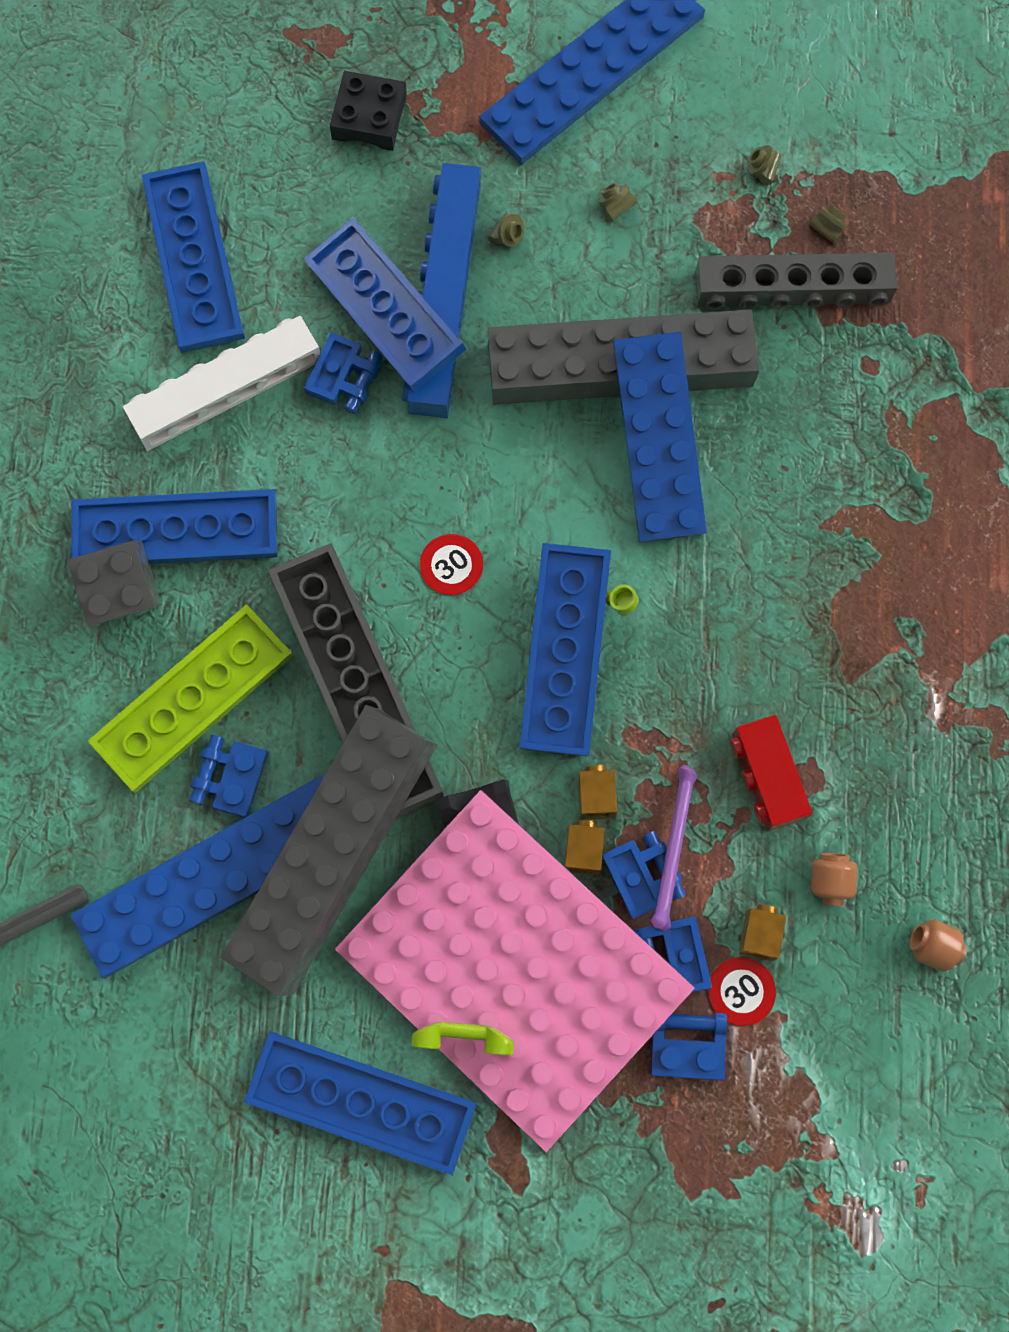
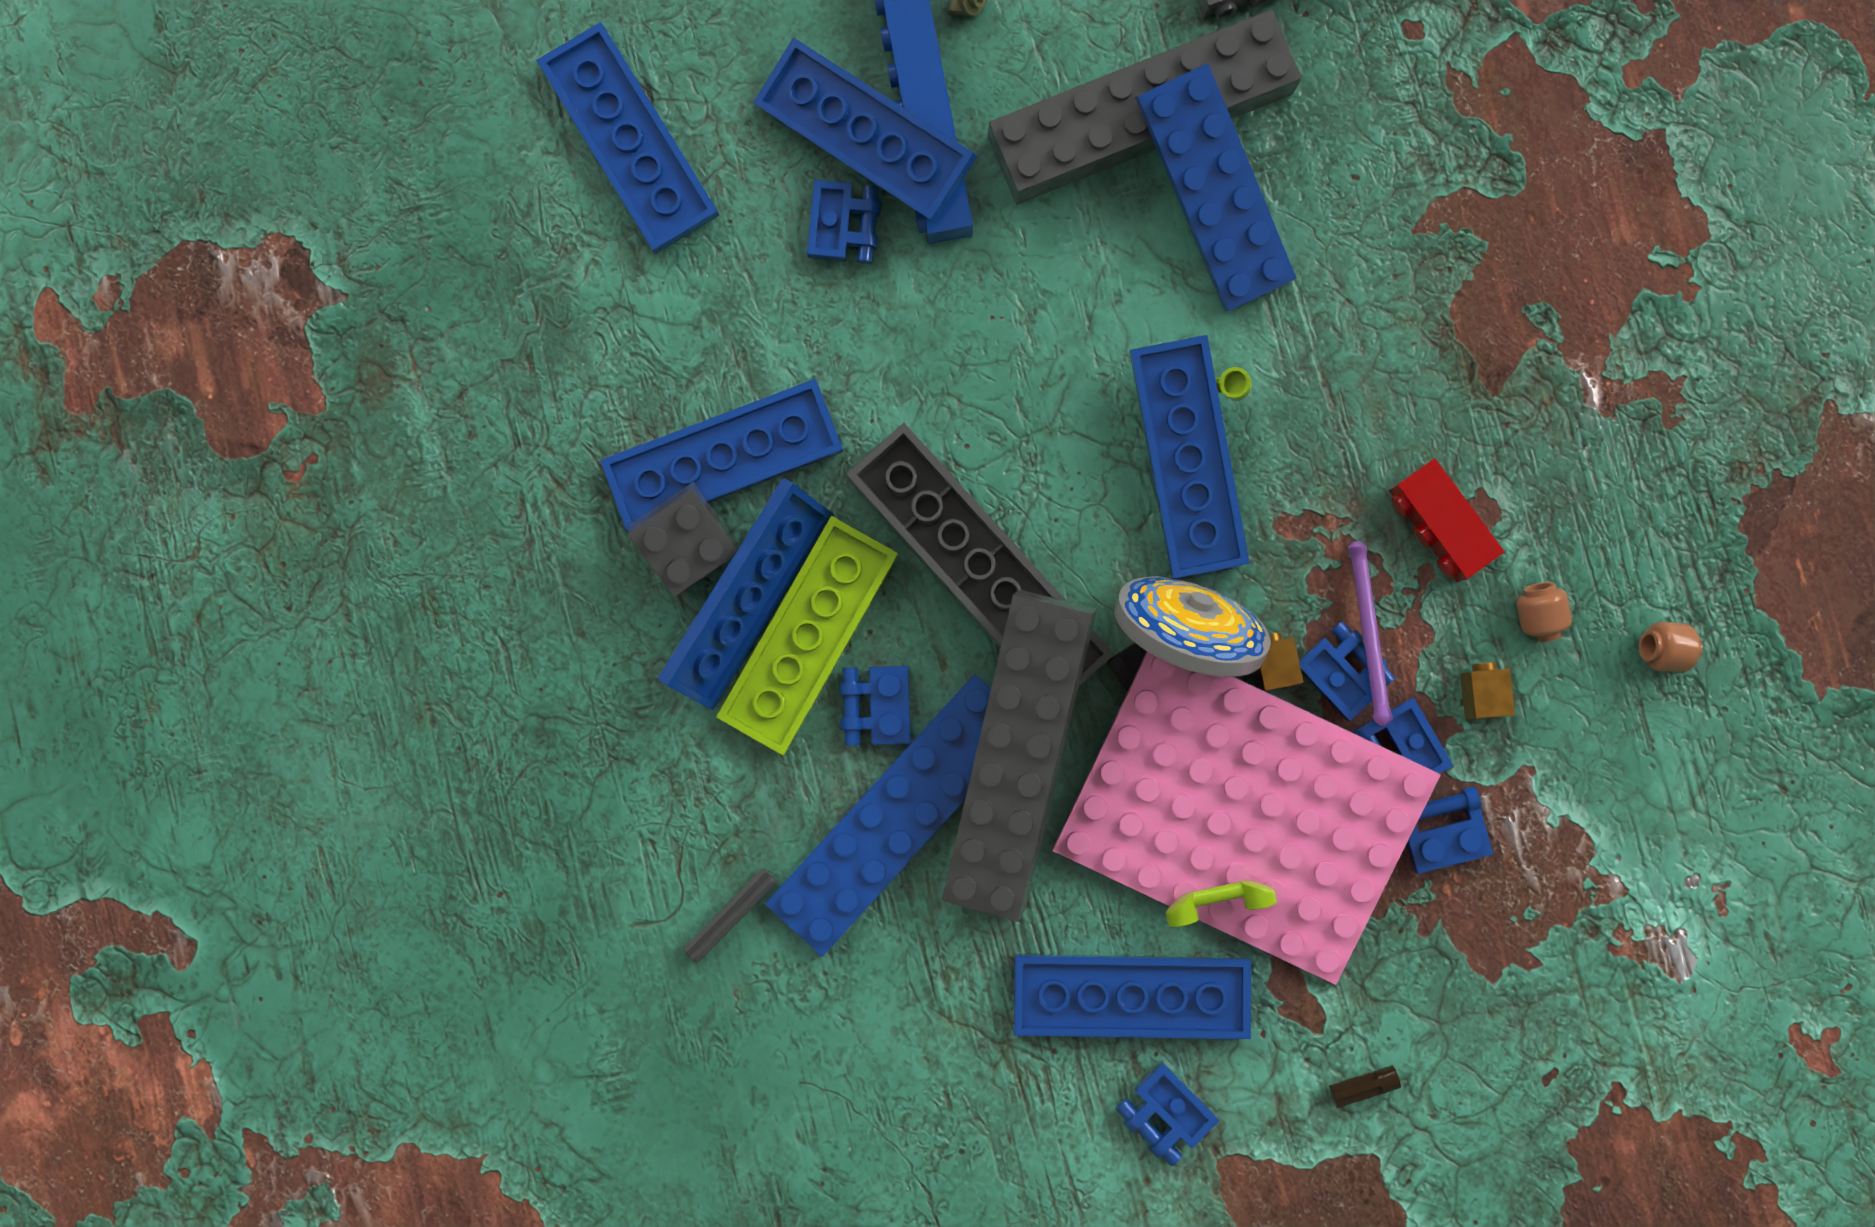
camera: 15 degrees left, 10 degrees up
(148, 646) = (746, 595): none -> blue plate
(222, 382) = (715, 274): white brick -> none
(366, 1216) = (1175, 1105): none -> blue plate
(451, 564) = (1031, 399): sticker -> none
(516, 787) = (1192, 626): none -> dish
(542, 1256) = (1365, 1086): none -> dark brown piece
(597, 793) = (1271, 598): pearl gold brick -> none
(742, 991) = (1482, 756): sticker -> none

